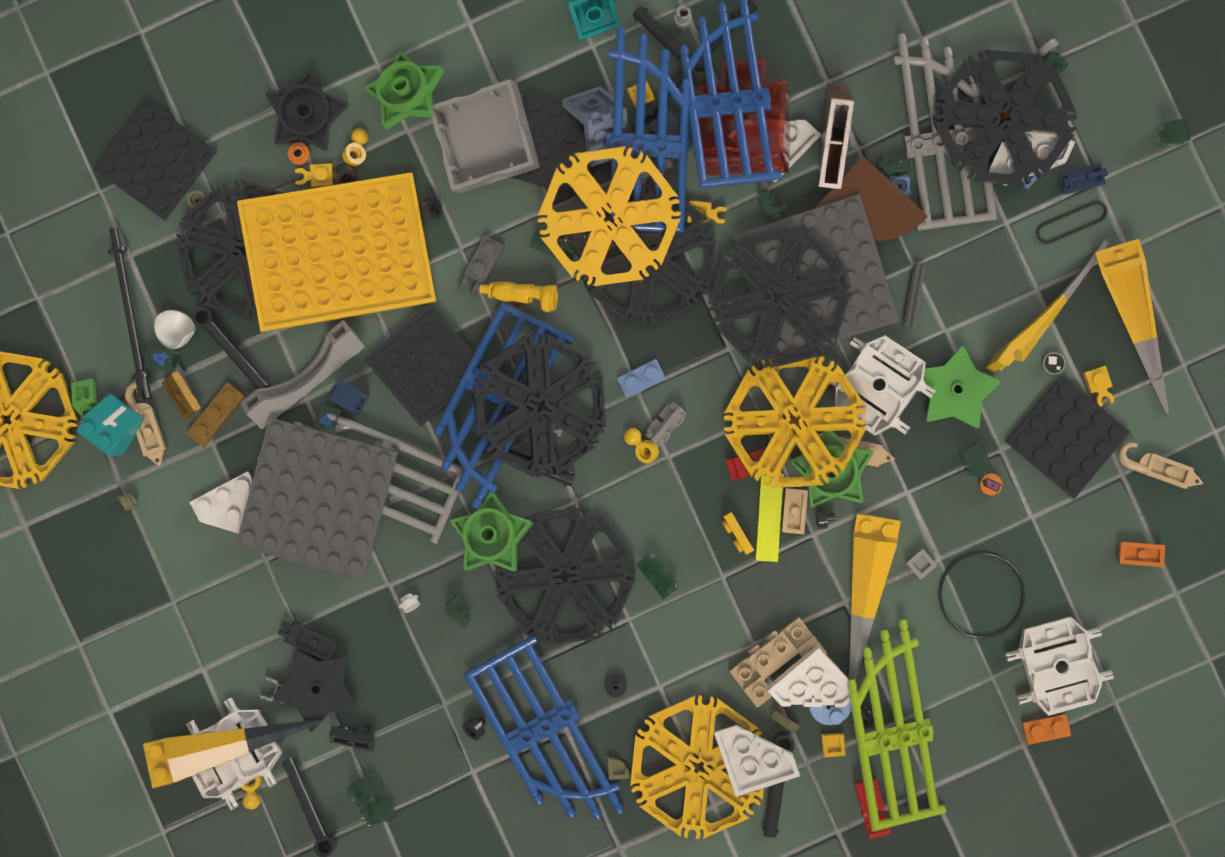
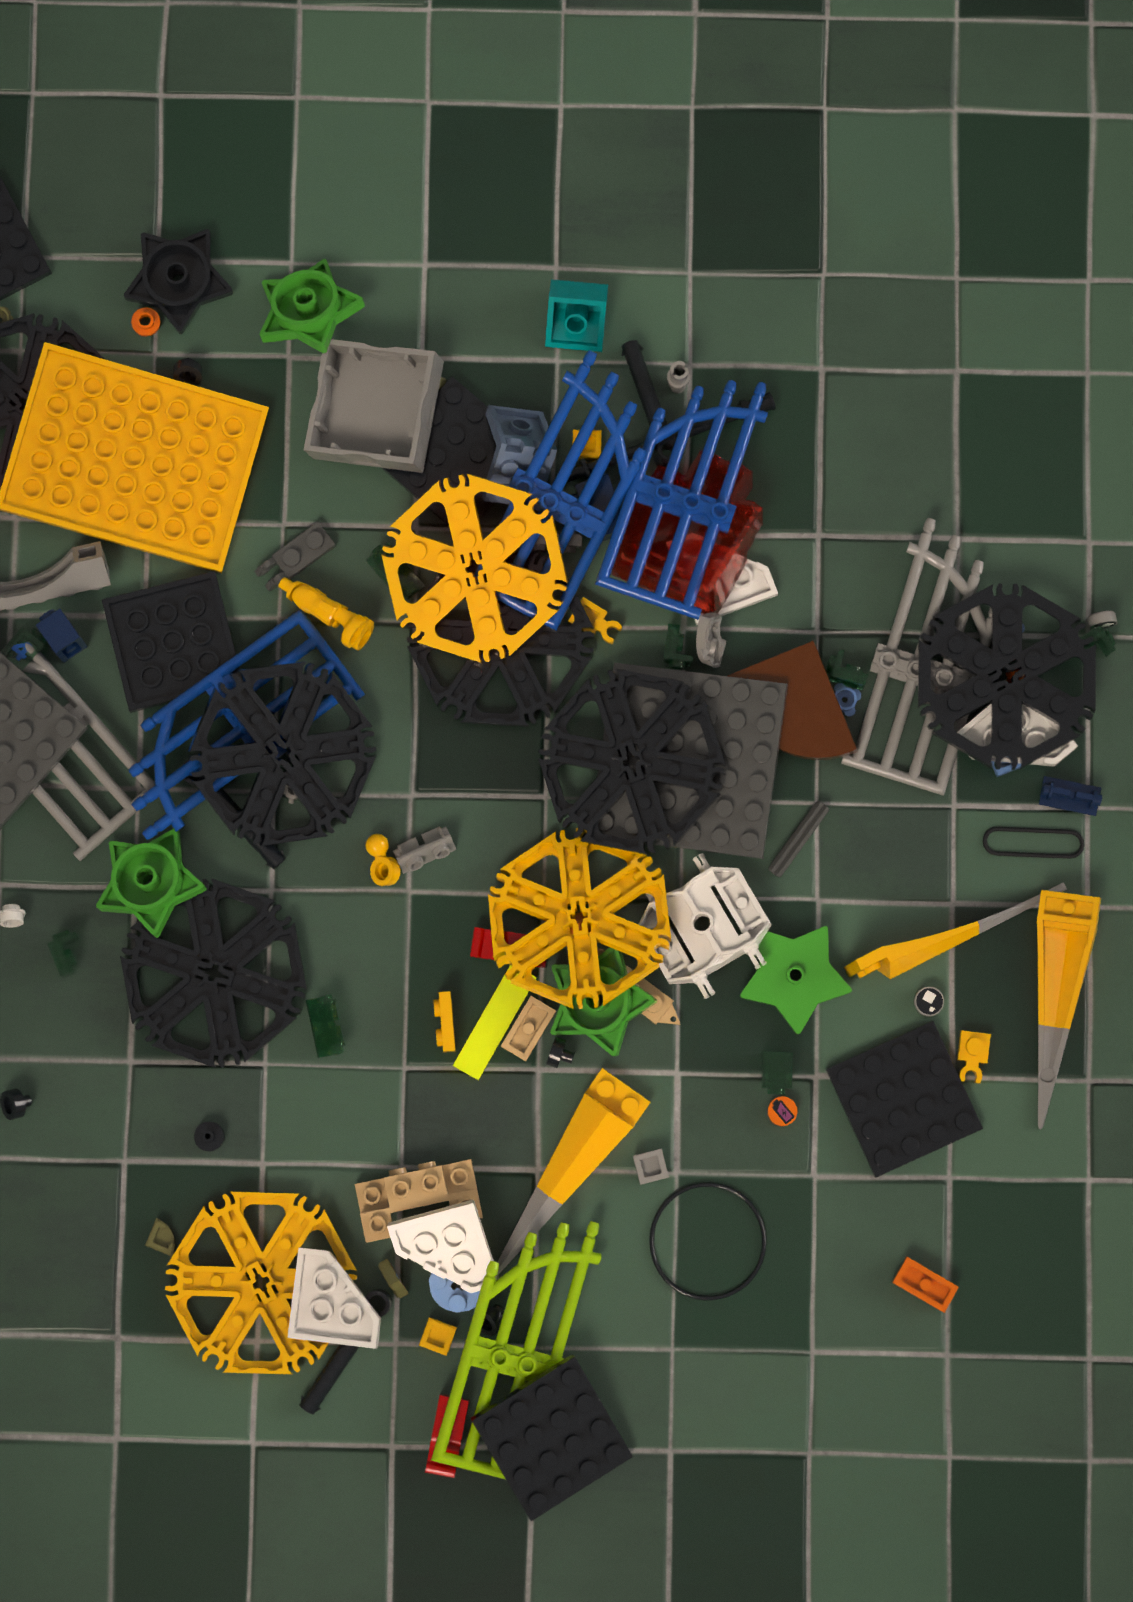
camera: 25 degrees right, 5 degrees down
(319, 175) = (156, 360): yellow plate -> none
(359, 137) = (226, 337): yellow plate -> none
(431, 209) = (270, 461): black tile -> none
(541, 727) = (92, 1142): blue piece -> none
(641, 378) = (422, 781): medium blue plate -> none
(792, 188) = (708, 640): none -> light grey tile
(834, 135) = (789, 600): reddish brown brick -> none
(943, 776) = (551, 1437): none -> black plate
(1042, 671) = (734, 1372): white piece -> none
(1046, 728) = (707, 1443): orange plate -> none
(1160, 468) = (998, 1191): tan plate -> none

